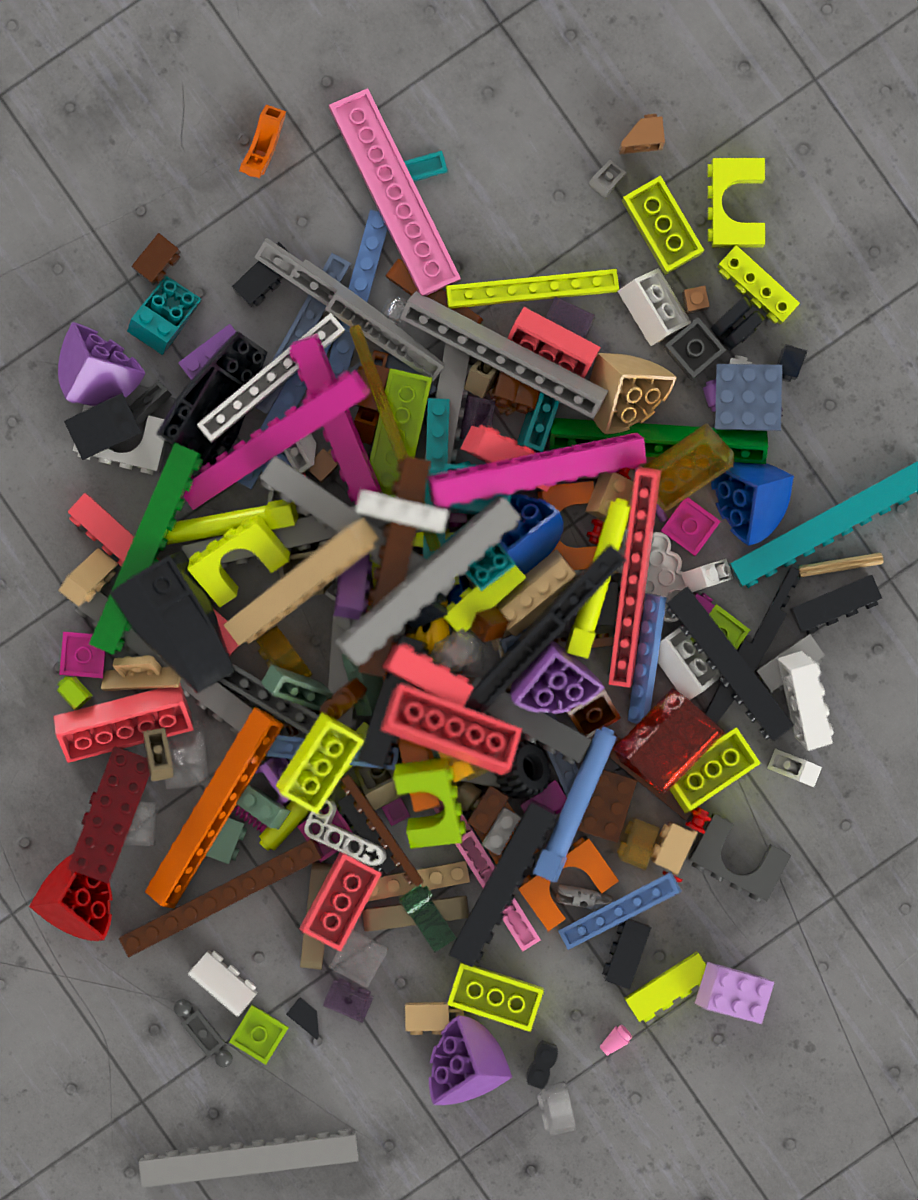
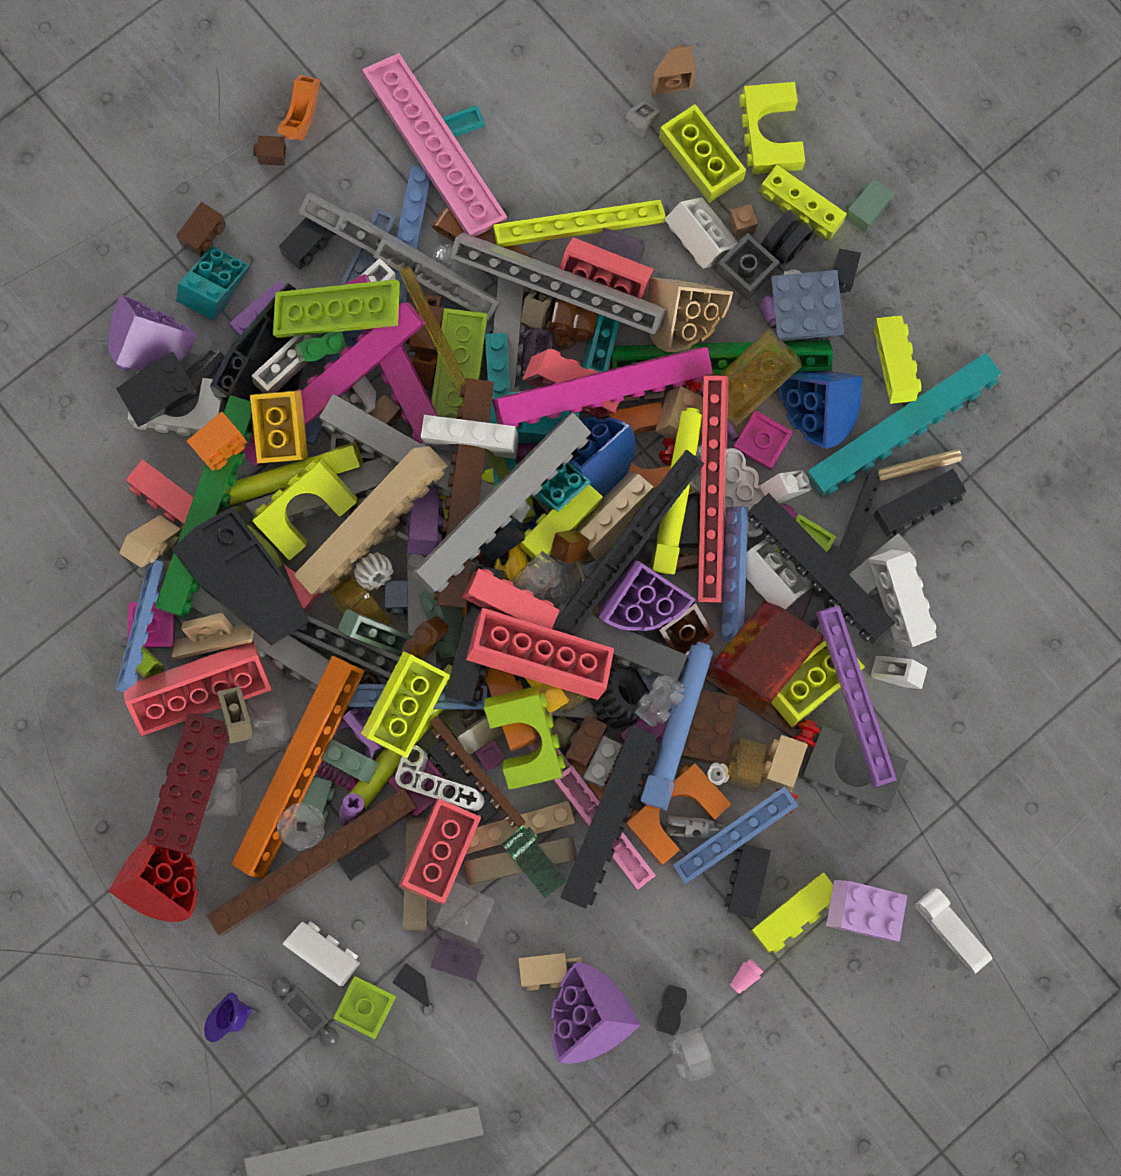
camera: 10 degrees left, 10 degrees down
(72, 671) = (138, 633): none -> medium blue plate
(129, 1032) = (226, 1017): none -> dark purple piece
(160, 493) = (217, 441): none -> orange brick
(220, 479) = (279, 426): none -> yellow brick
(225, 865) = (314, 826): none -> clear plate
(230, 181) = (270, 150): none -> reddish brown brick
(260, 405) = (323, 345): none -> green brick
(260, 851) = (350, 808): none -> medium lavender hinge
(268, 897) = (363, 858): none -> black plate
(284, 370) = (336, 308): none -> lime plate
(299, 626) = (373, 571): none -> white gear
(319, 650) = (396, 597): none -> sand blue brick
(495, 996) = (614, 939): neon yellow brick -> none
(556, 786) = (656, 705): none -> clear brick
(604, 851) = (712, 773): none -> white plate
(748, 791) = (856, 696): none -> medium lavender tile
(814, 1017) = (952, 930): none -> white beam
(824, 293) = (869, 204): none -> sand green brick
(830, 458) = (896, 359): none -> neon yellow brick

